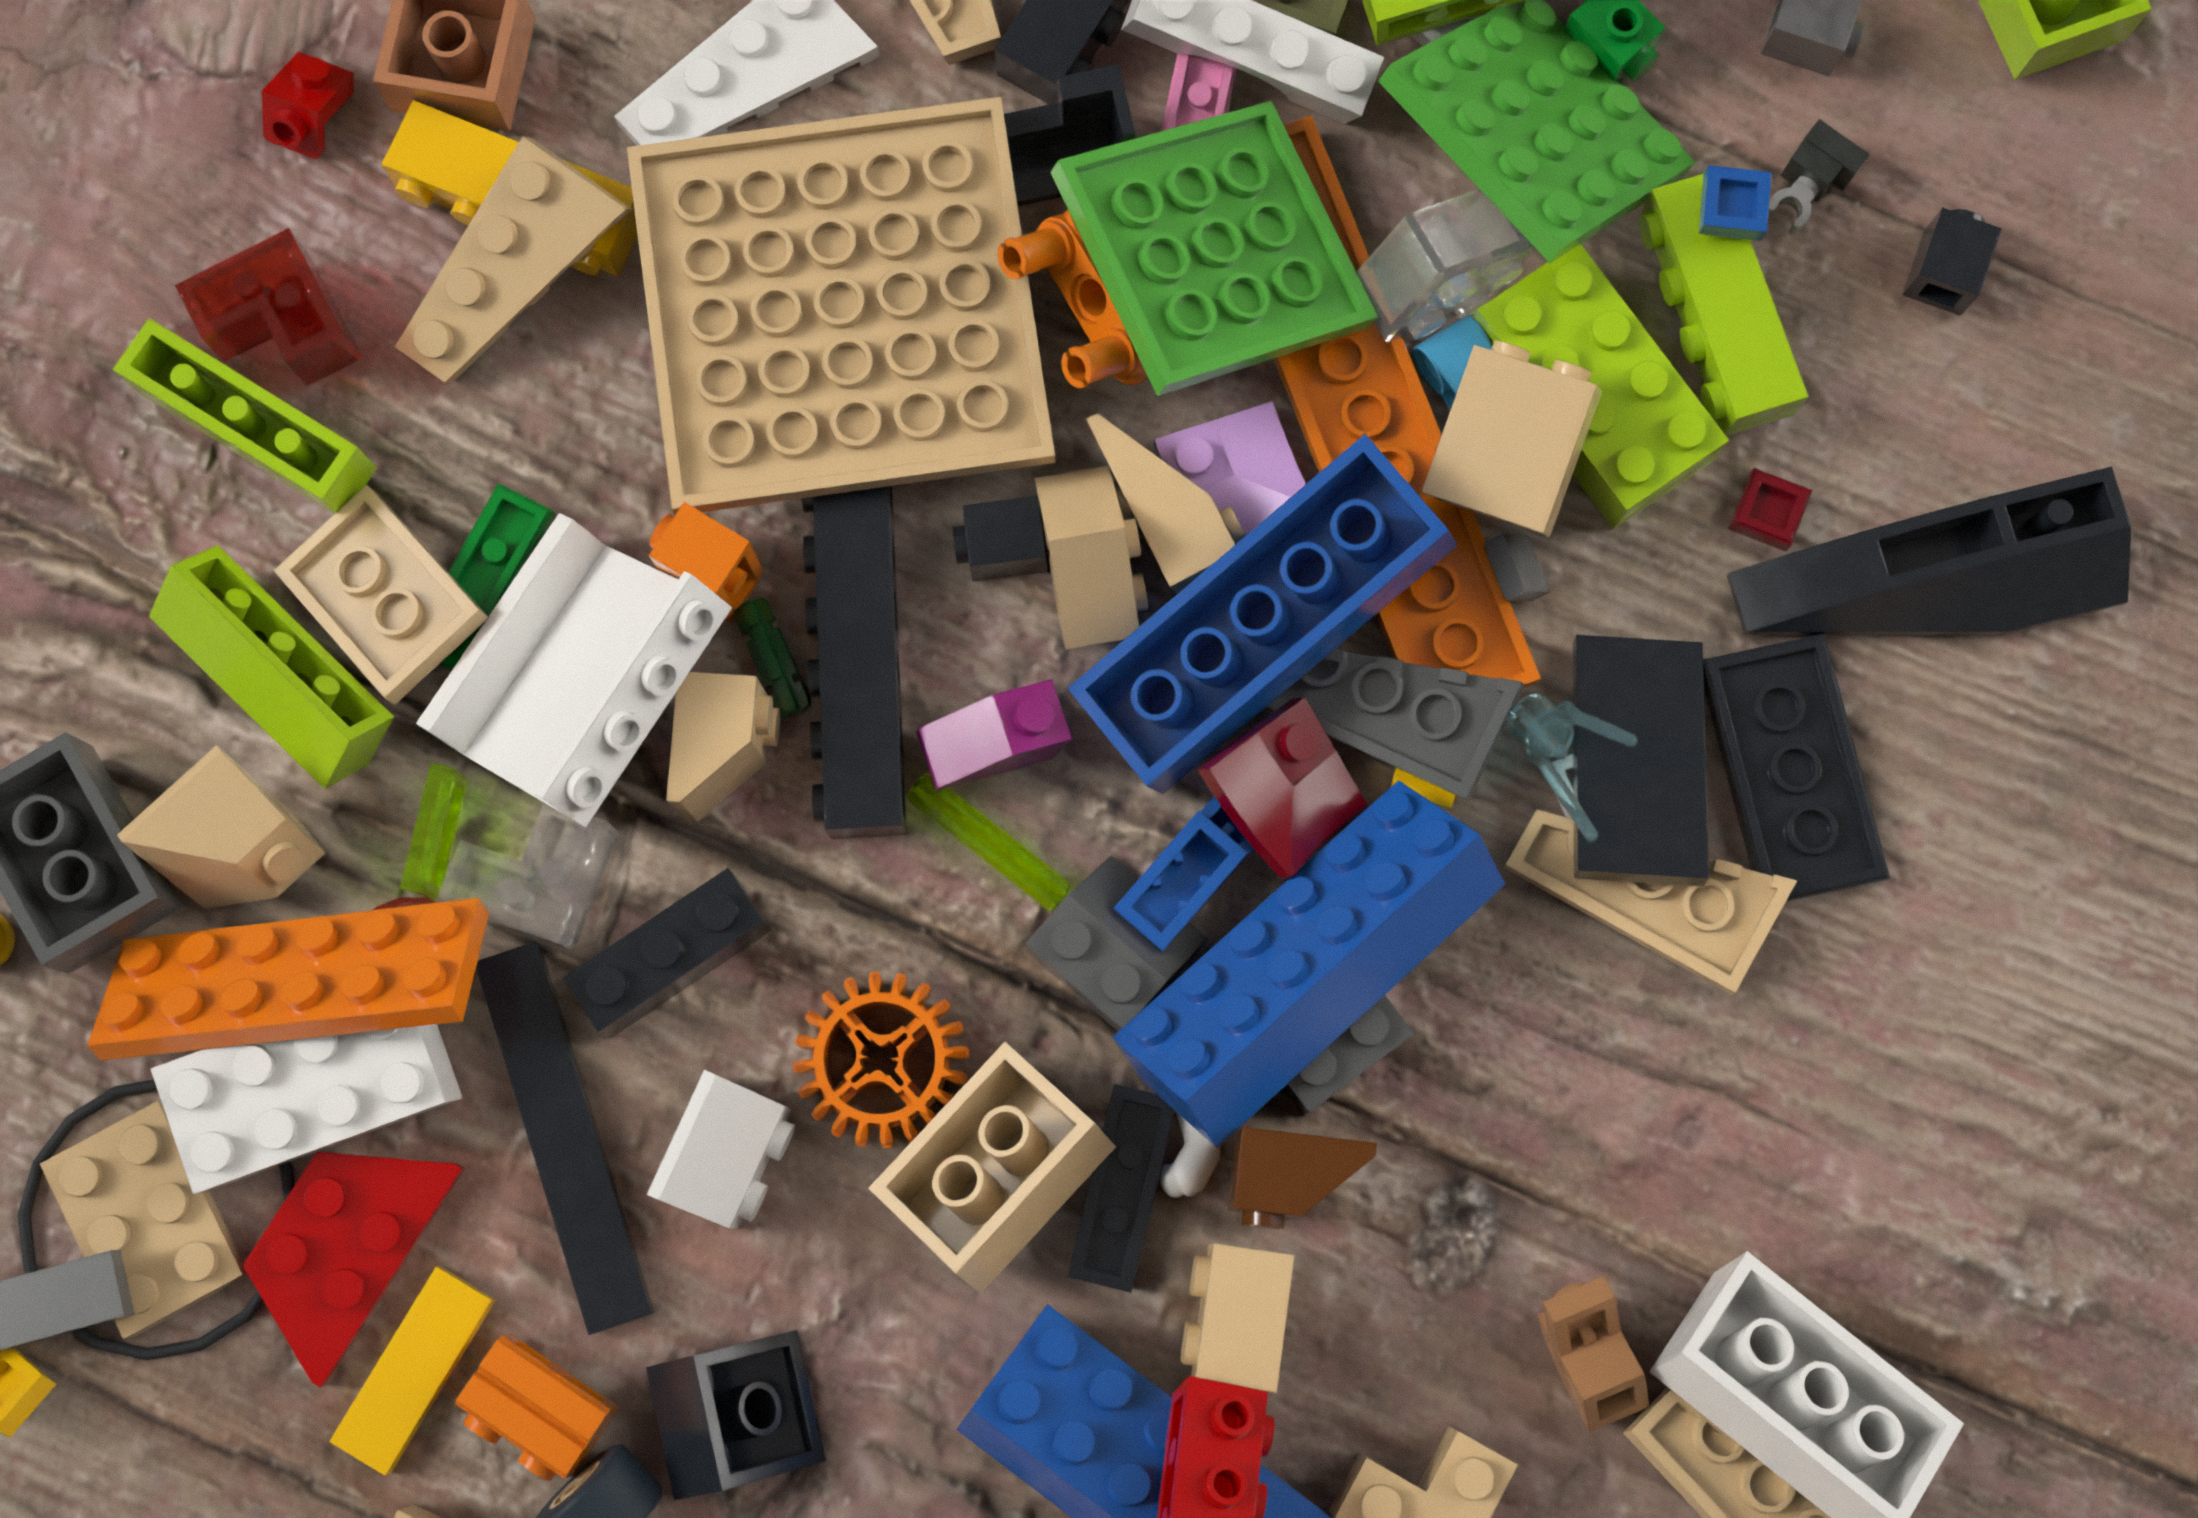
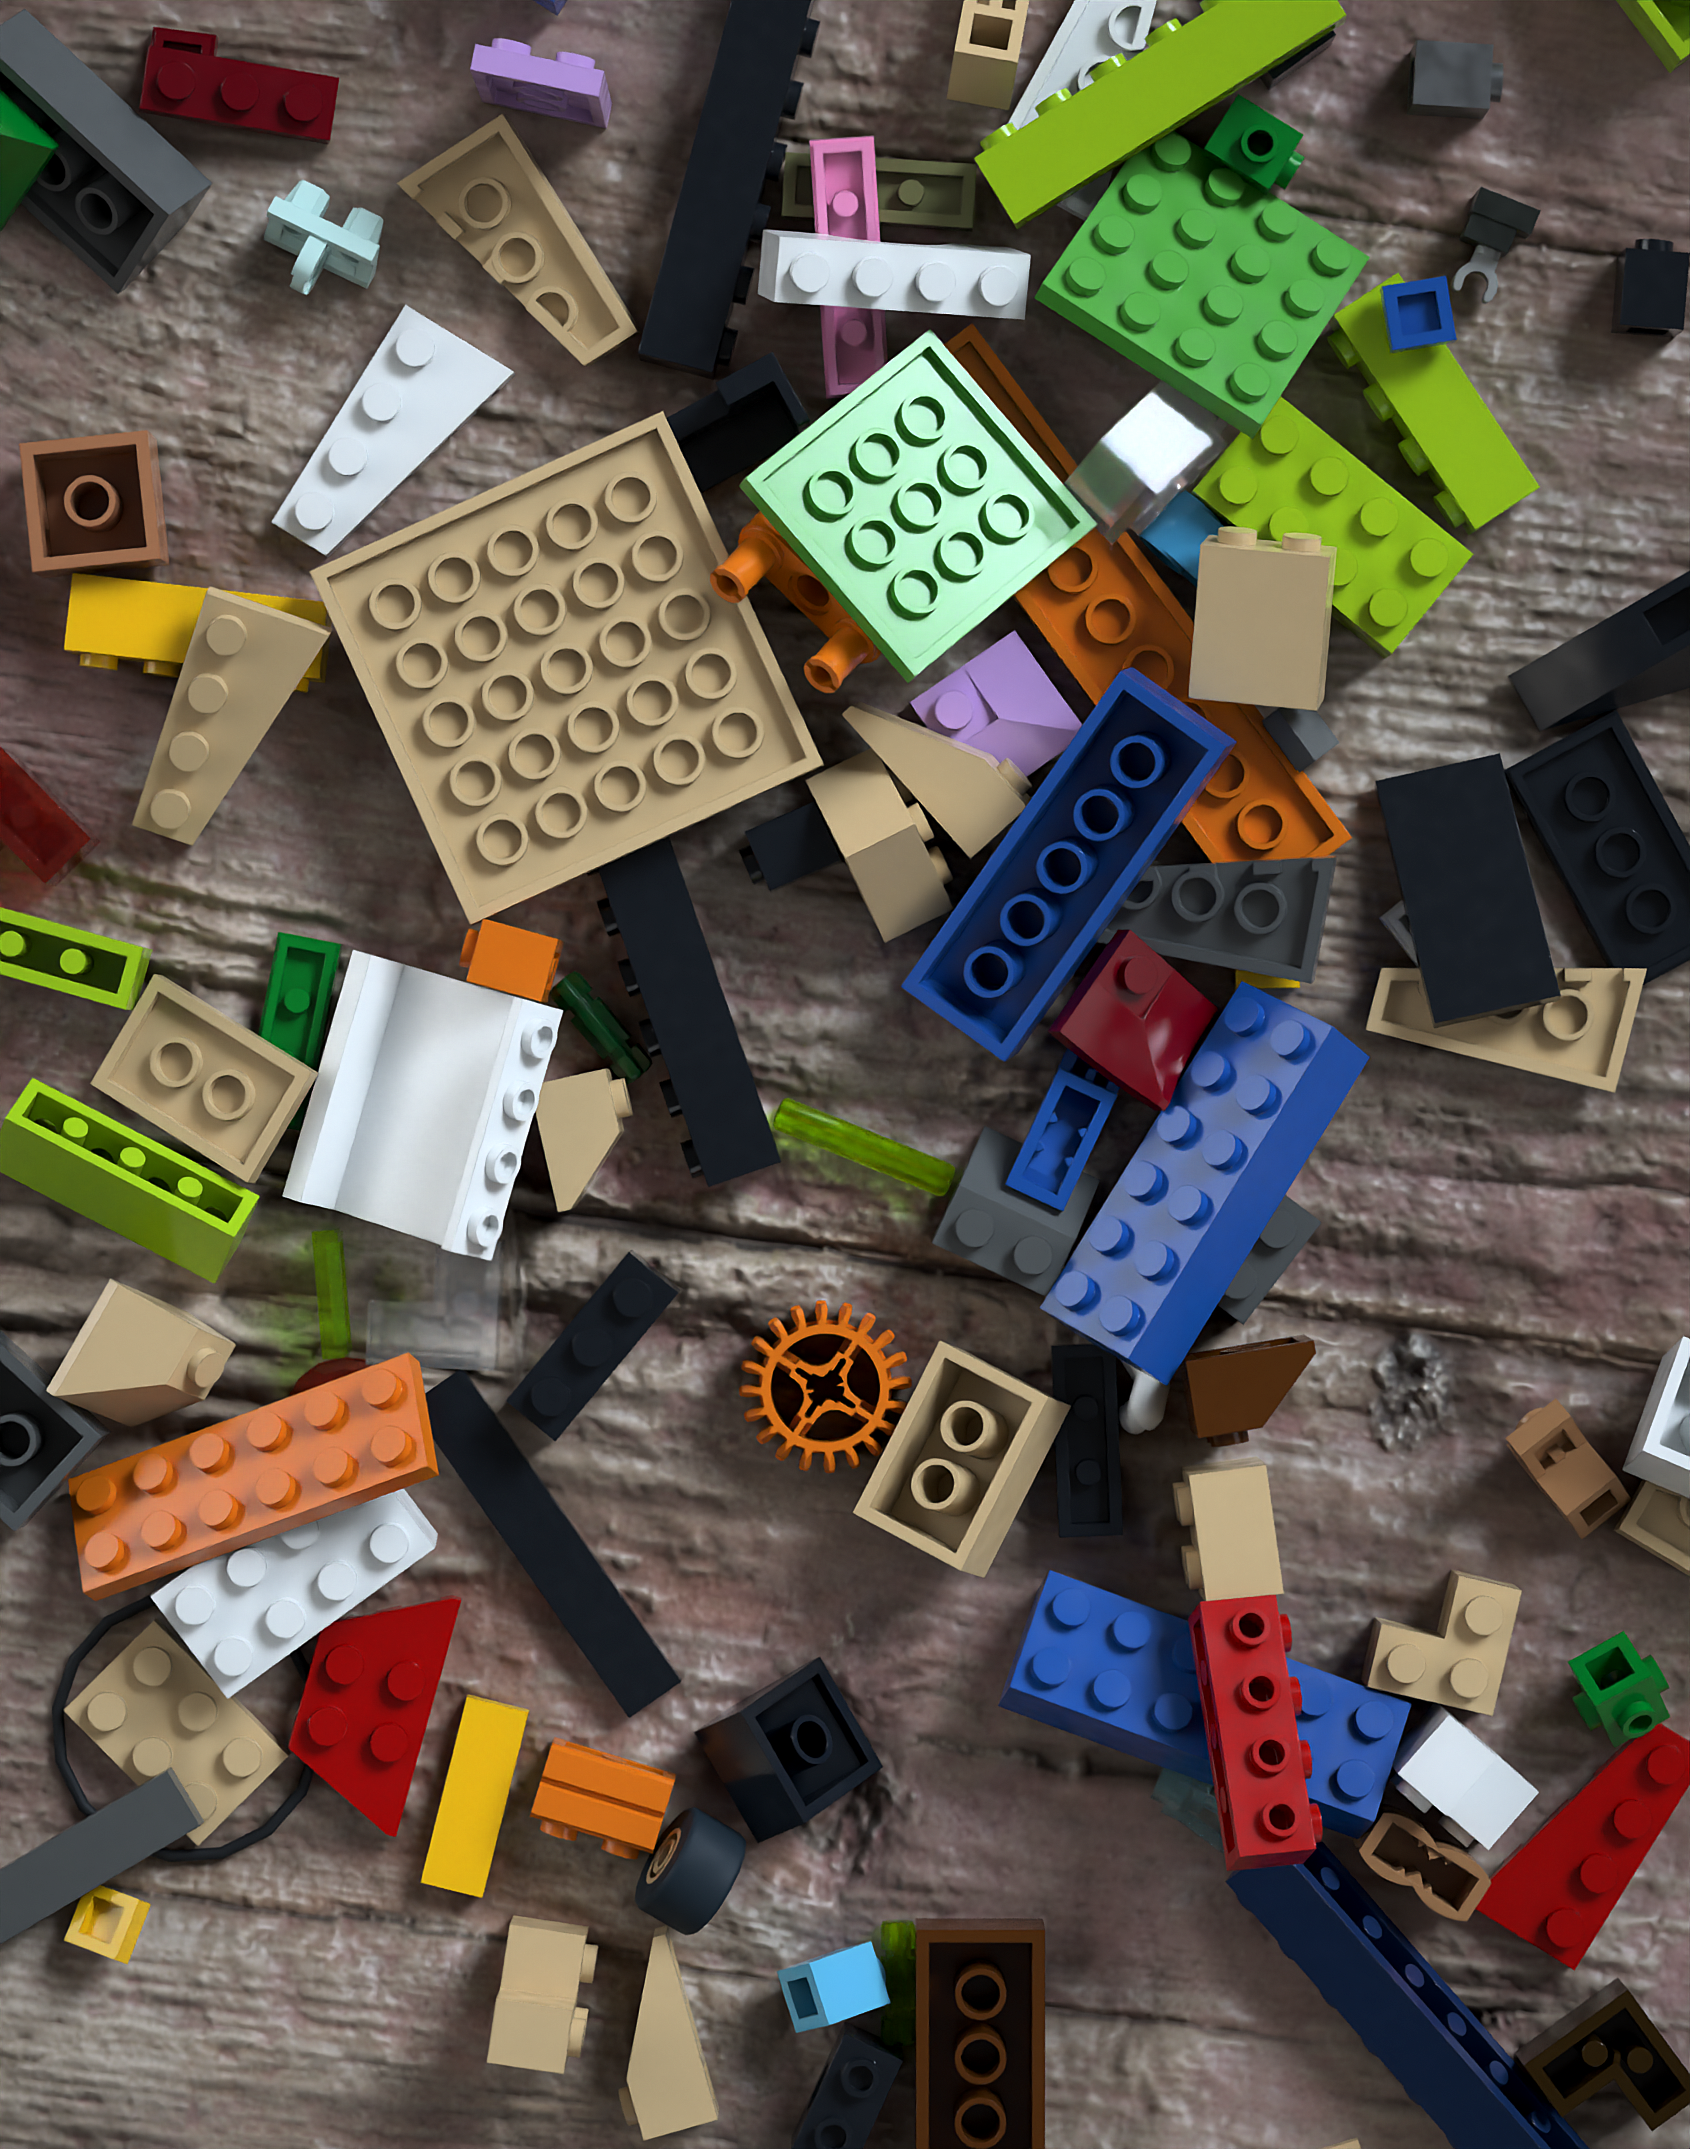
camera: 15 degrees left, 10 degrees up
(722, 1152) = (705, 1516): white slope -> none
(995, 735) = (841, 1048): magenta slope -> none
(1548, 734) = (1372, 893): clear light blue plant -> none
(1770, 509) = (1533, 596): dark red tile -> none

